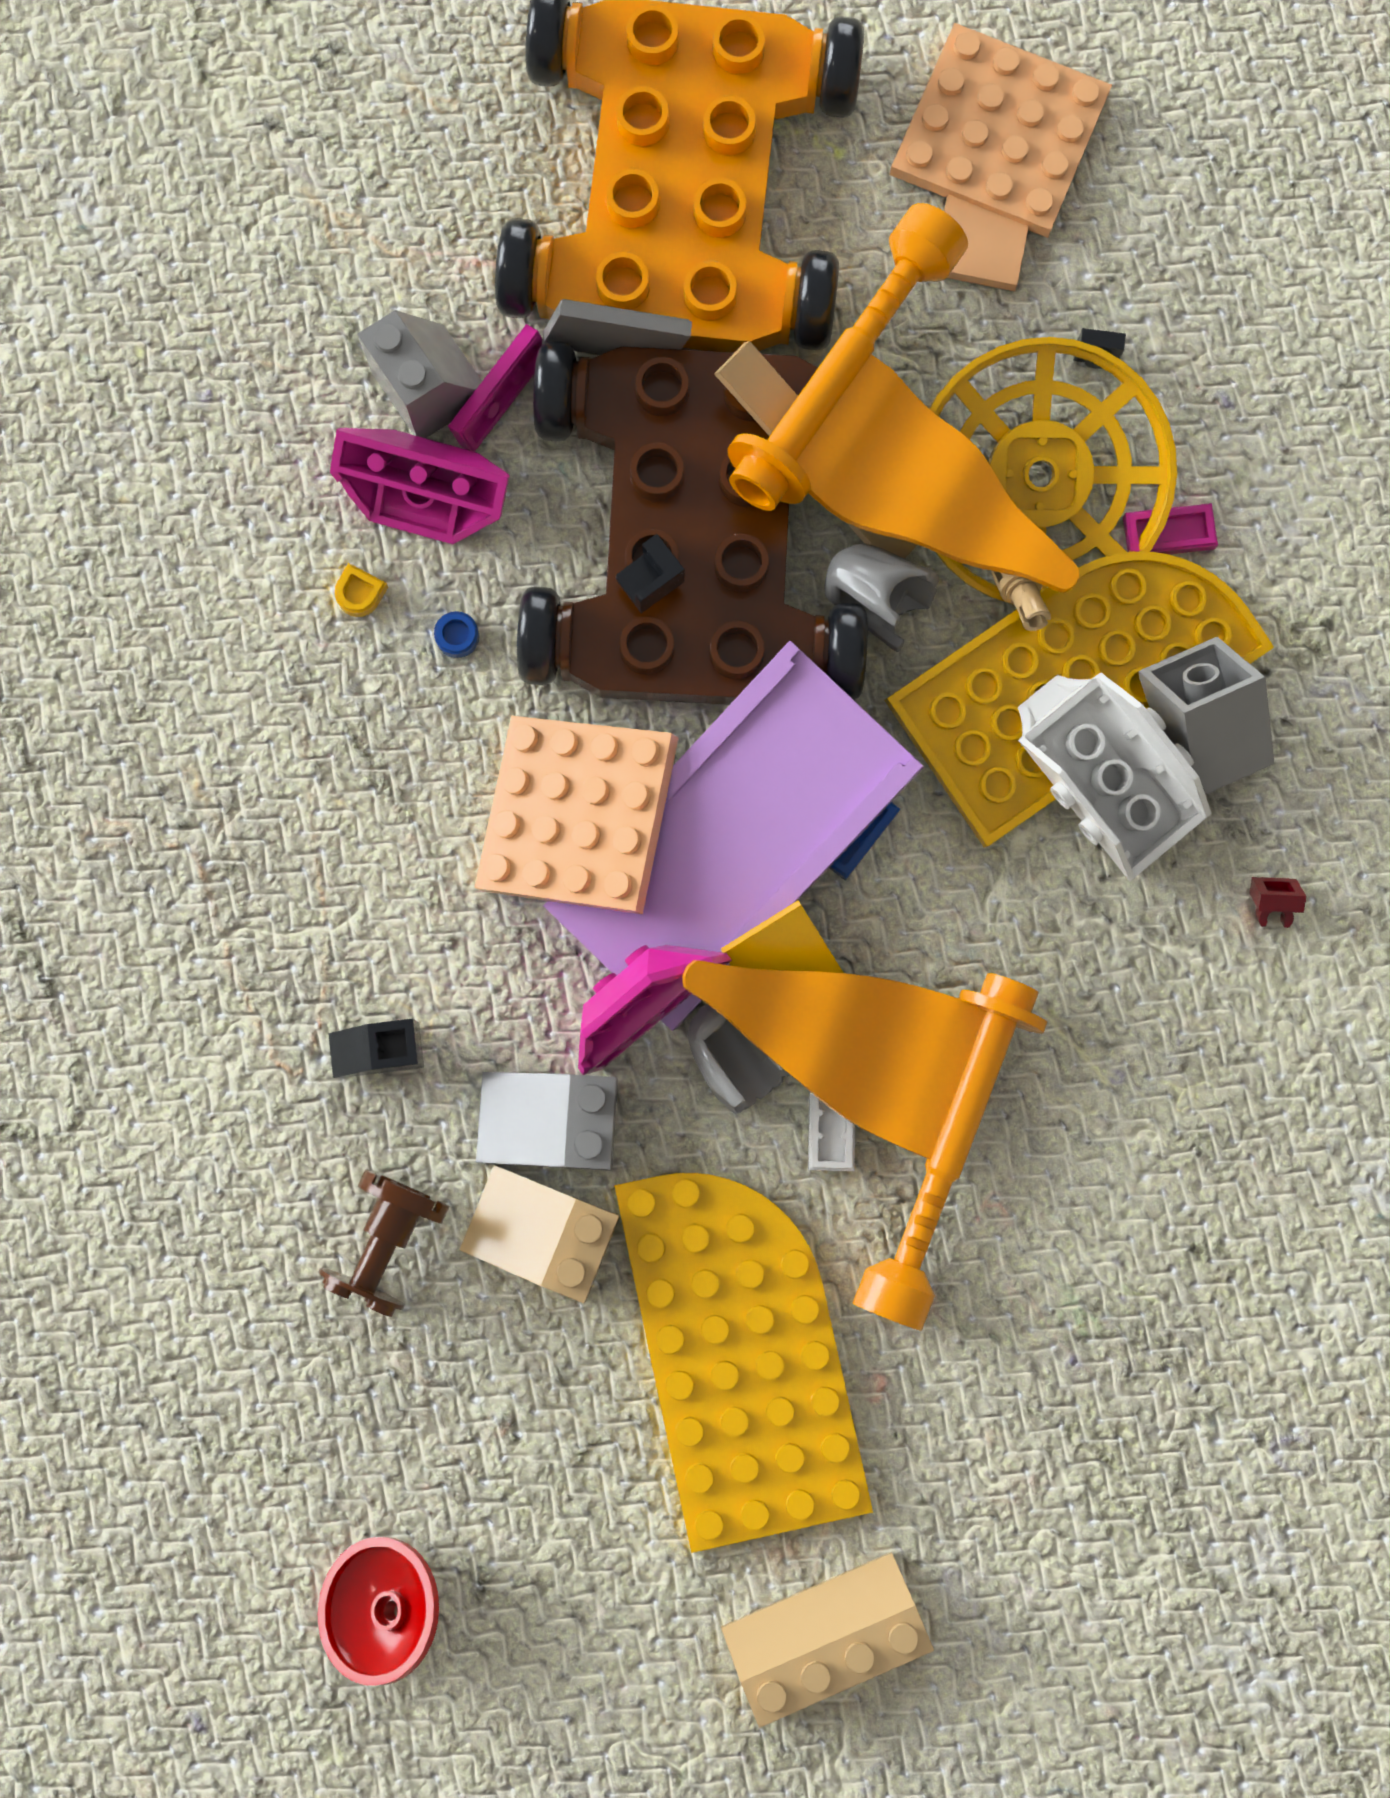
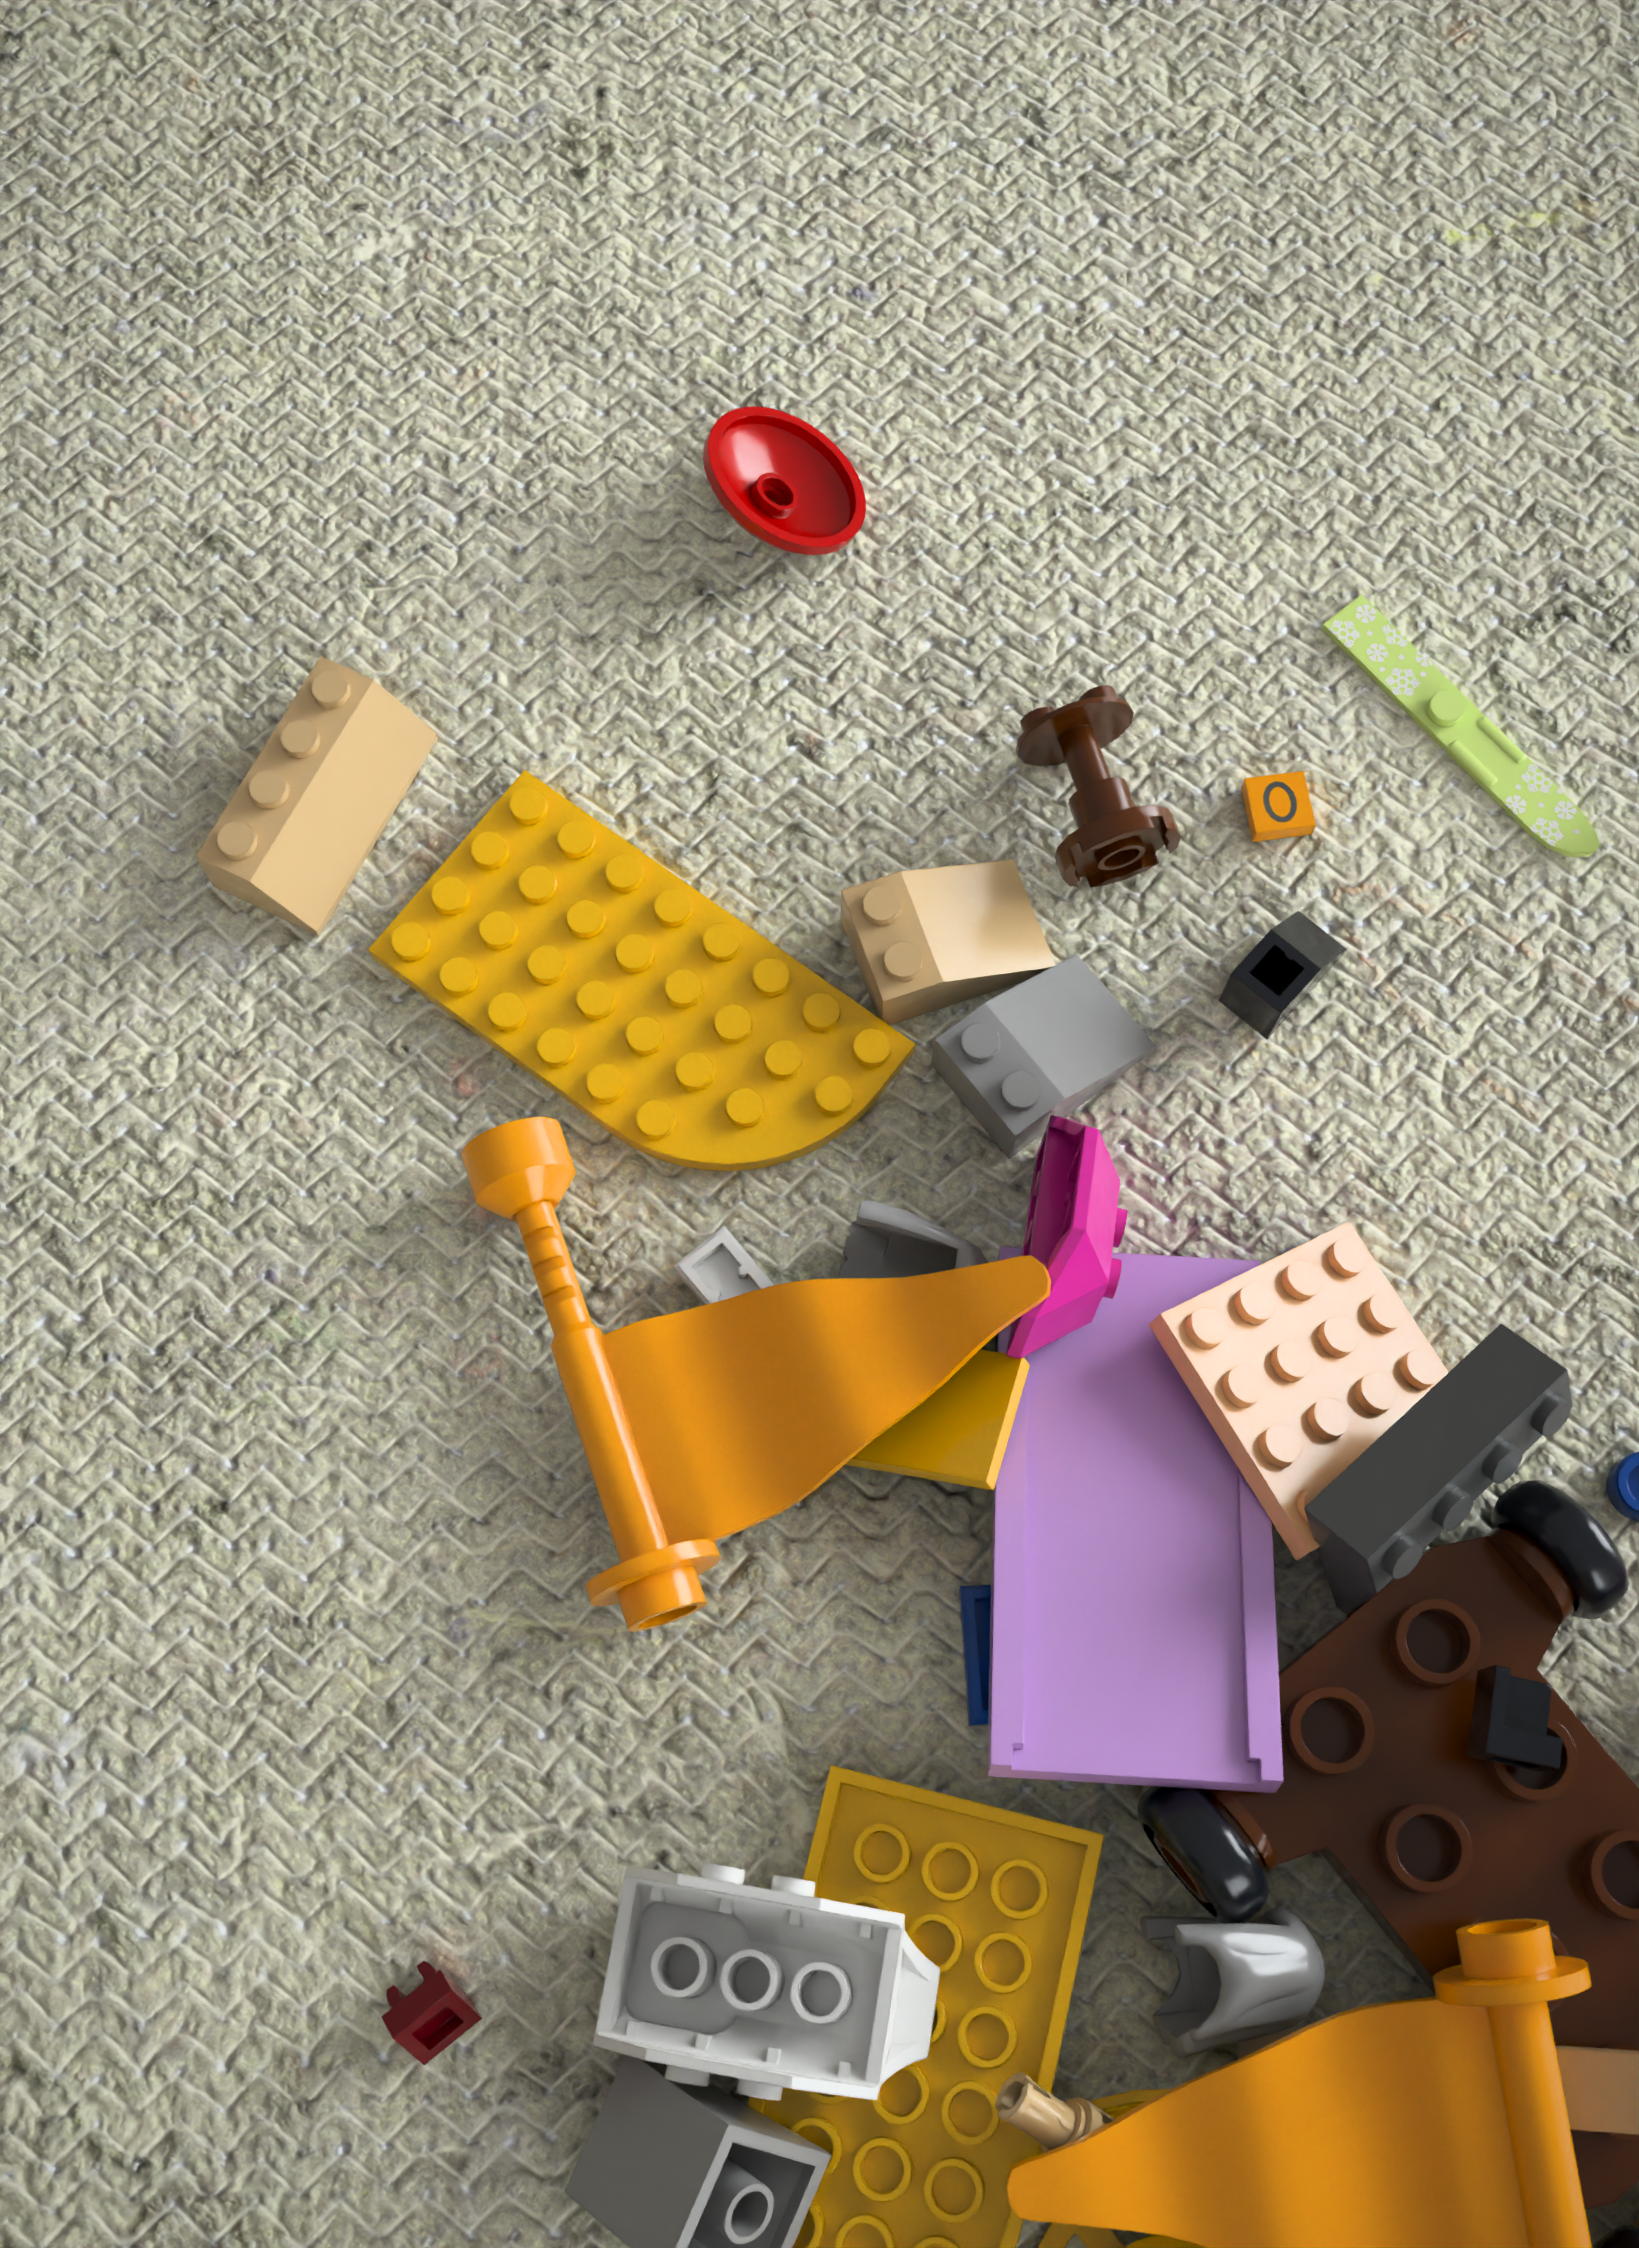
camera: 140 degrees right, 10 degrees down
(130, 1110) = (1461, 729): none -> yellowish green piece
(281, 1150) = (1278, 806): none -> light orange tile
(569, 715) = (1436, 1464): none -> dark grey slope

